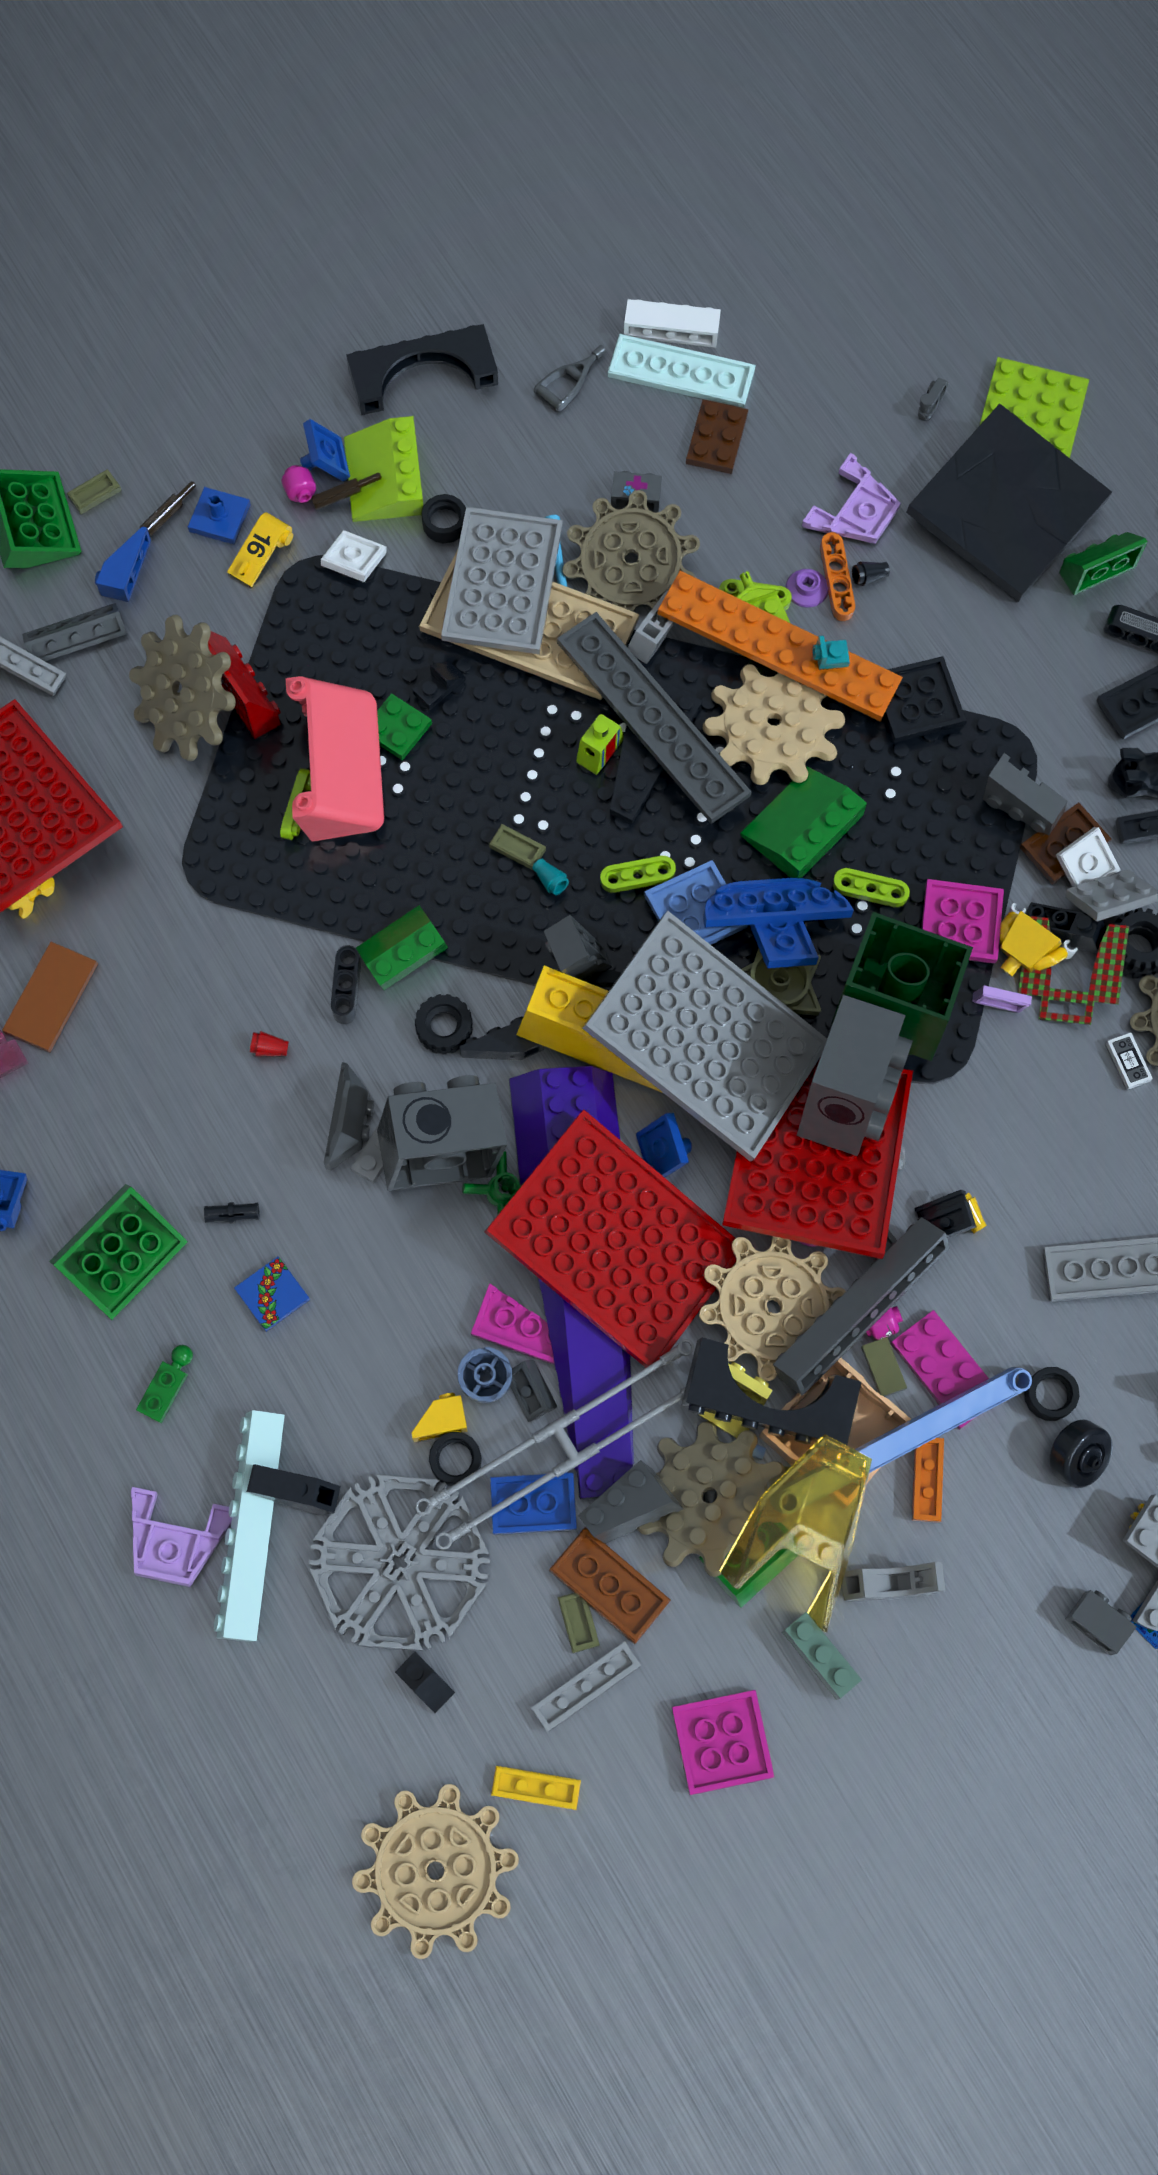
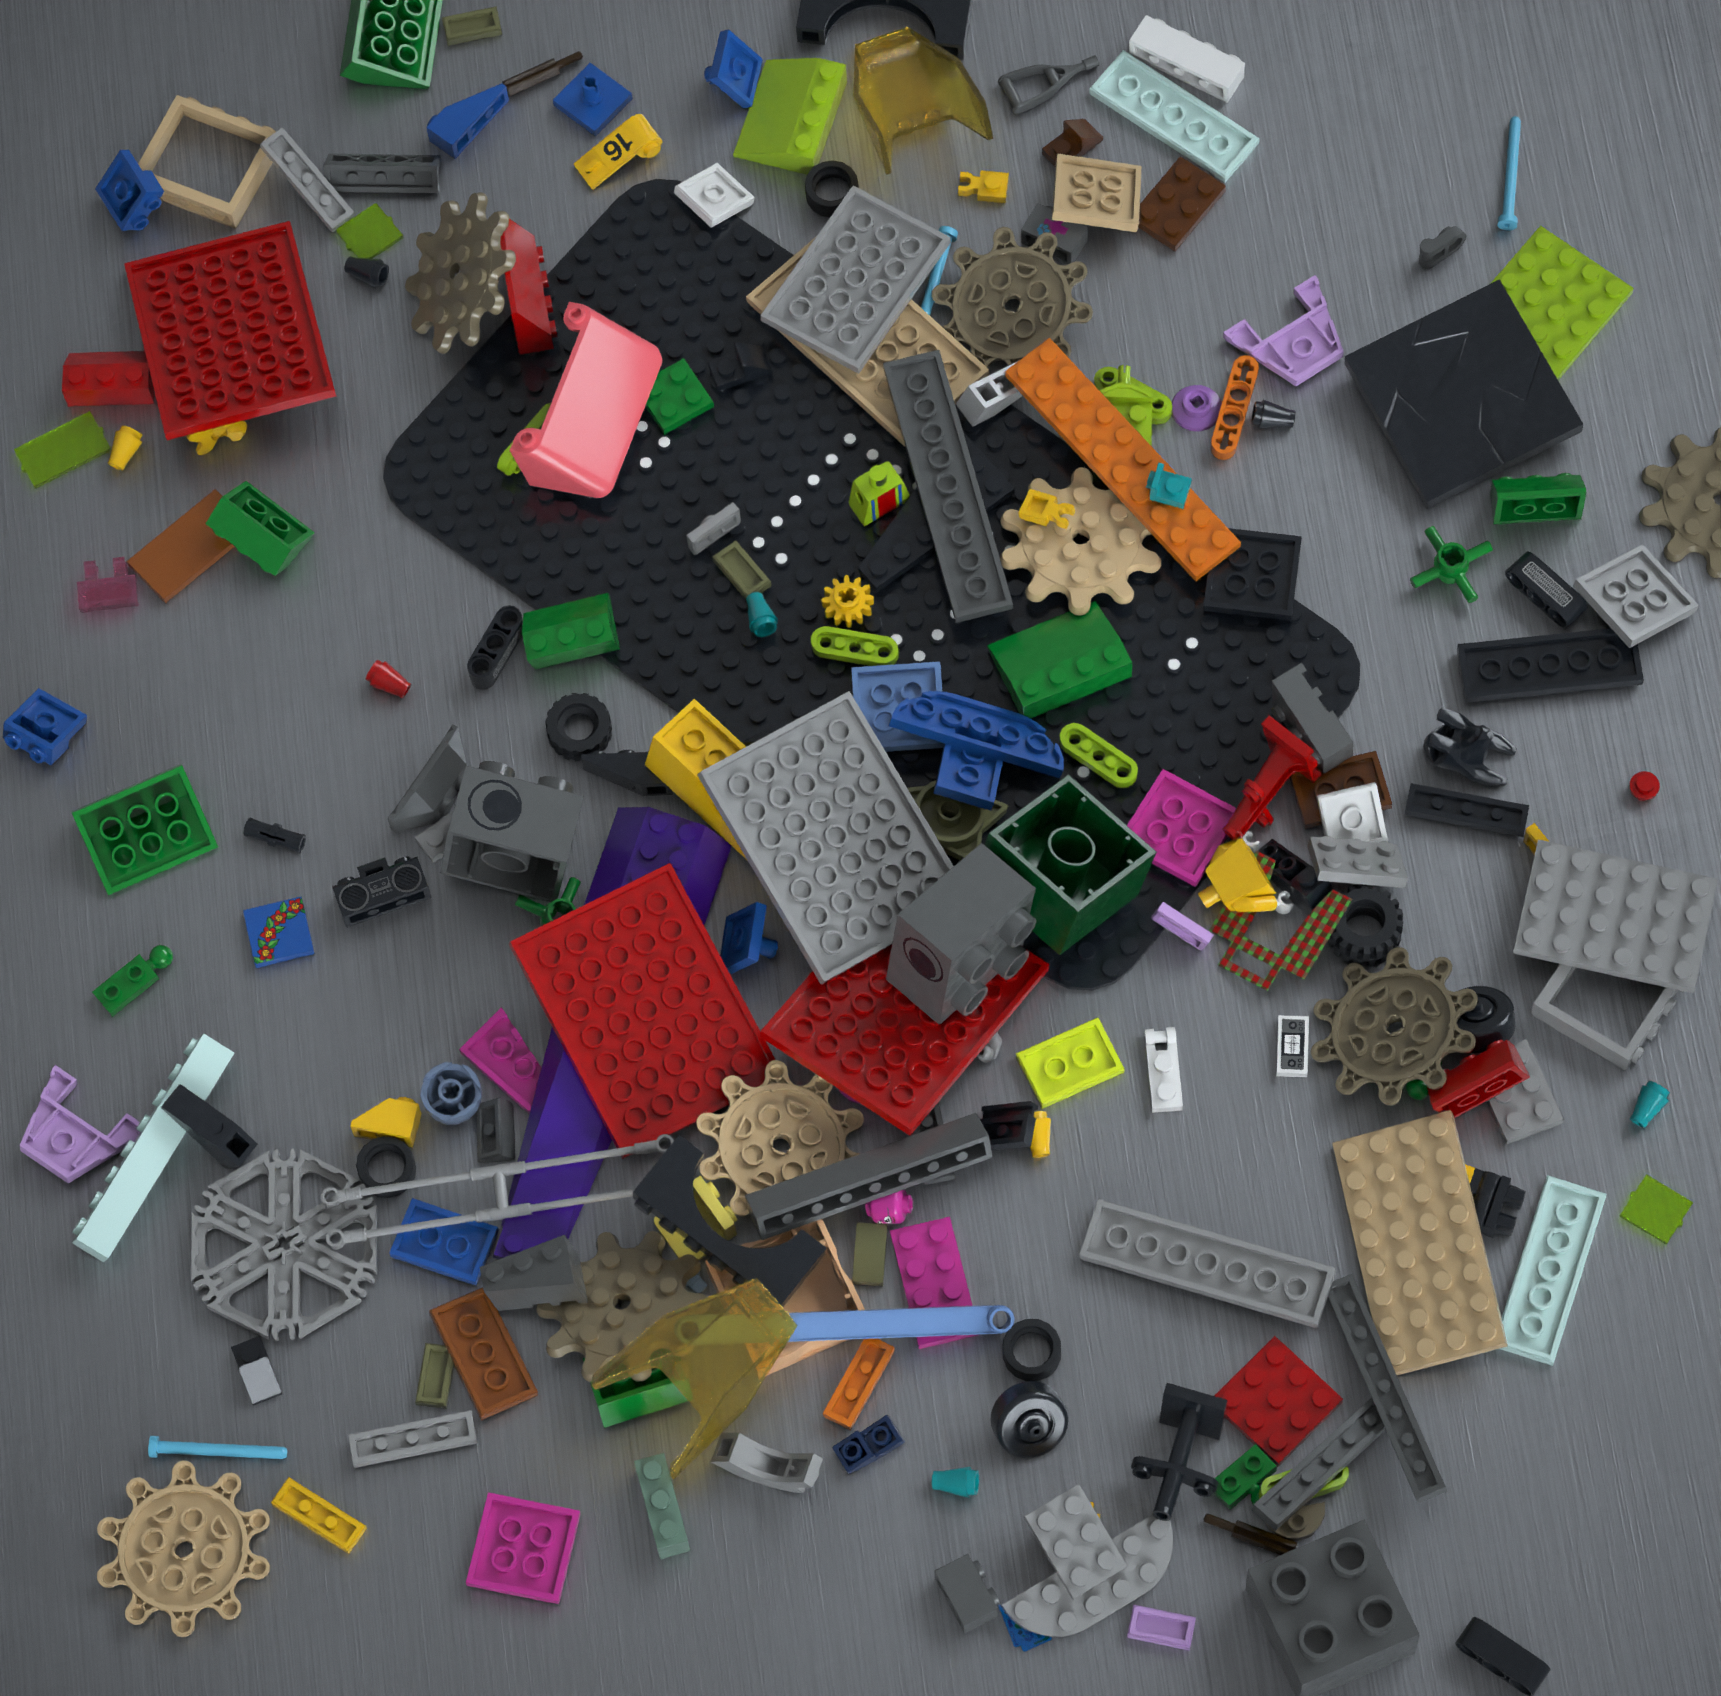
camera: 30 degrees right, 5 degrees down
(85, 686) = (369, 233): none -> clear neon green piece
(100, 715) = (368, 270): none -> black cone
(103, 960) = (259, 528): none -> green slope
(298, 483) = (690, 95): dark pink head -> none
(342, 491) = (734, 120): dark brown axle -> none
(344, 1227) = (382, 892): none -> black piece
(421, 1768) = (214, 1449): none -> medium azure bar
(476, 414) = (910, 85): none -> clear yellow windscreen
(479, 820) = (713, 528): none -> light grey plate
(564, 473) = (989, 187): none -> yellow plate
(576, 950) = (741, 699): dark grey wedge -> none
(605, 836) = (839, 602): none -> yellow gear
(614, 419) = (1076, 140): none -> reddish brown slope
(655, 447) = (1096, 192): none -> tan plate
(736, 707) = (1042, 507): none -> yellow plate
(960, 1528) = (868, 1445): none -> dark blue slope
(964, 1144) = (1070, 1063): none -> neon yellow tile
(971, 361) = (1508, 220): none -> medium azure bar
(1022, 830) = (1287, 757): none -> red piece
(1040, 1120) = (1163, 1071): none -> white plate
(1047, 1529) = (957, 1481): none -> teal cone
(1055, 639) = (1459, 562): none -> green bar

